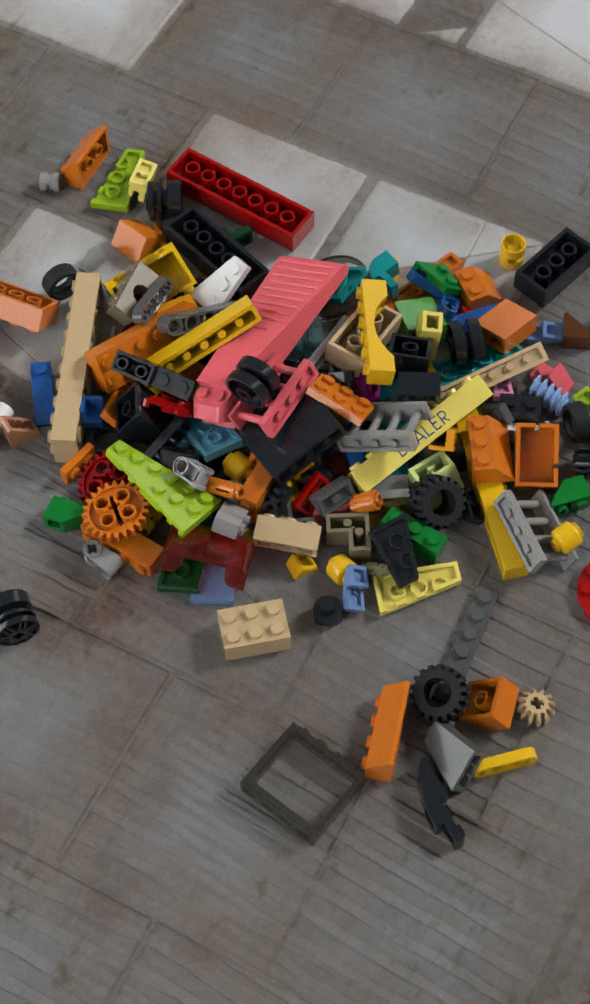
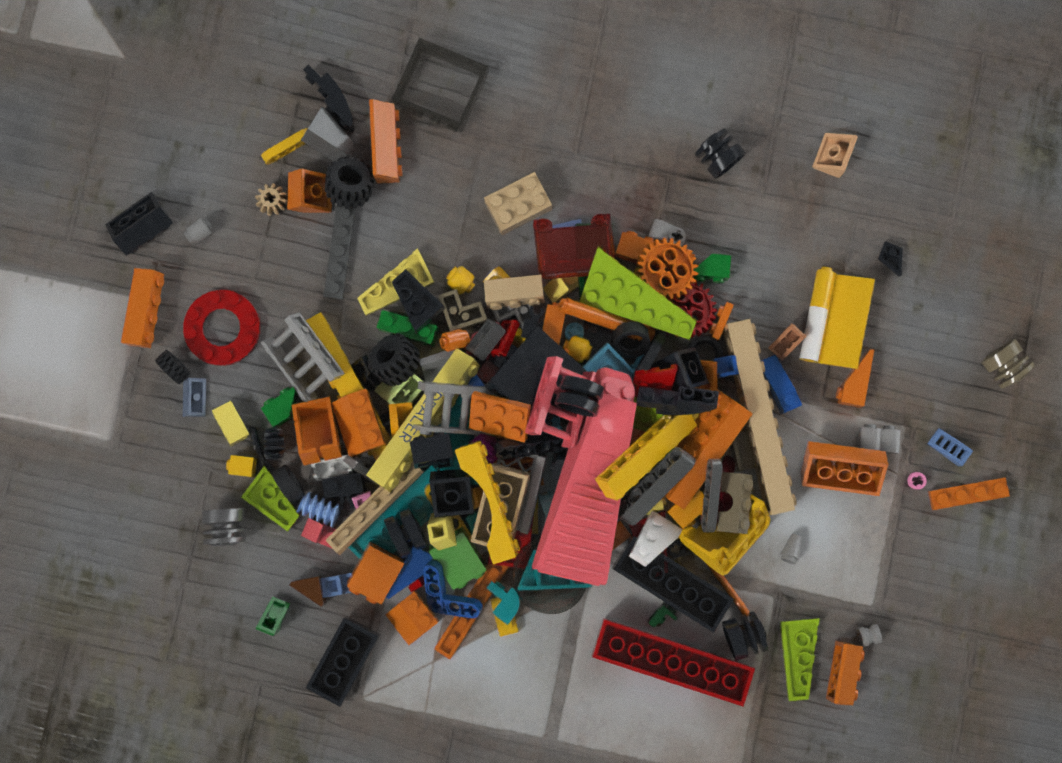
camera: 165 degrees right, 25 degrees up
(54, 276) = (809, 509): black tyre -> none
(135, 239) = (757, 587): orange slope -> none
(143, 172) = (777, 659): light yellow hinge -> none
(193, 472) = (610, 315): light grey piece -> none
(231, 520) = (564, 281): light grey brick -> none
(327, 611) = (462, 238): black piece -> none
(354, 583) = (445, 261): medium blue slope -> none
(375, 569) = (433, 283): olive axle -> none
(439, 276) = (450, 613): green wing -> none
(512, 251) = (388, 670): yellow wheel -> none
(566, 537) = (273, 351): yellow head -> none

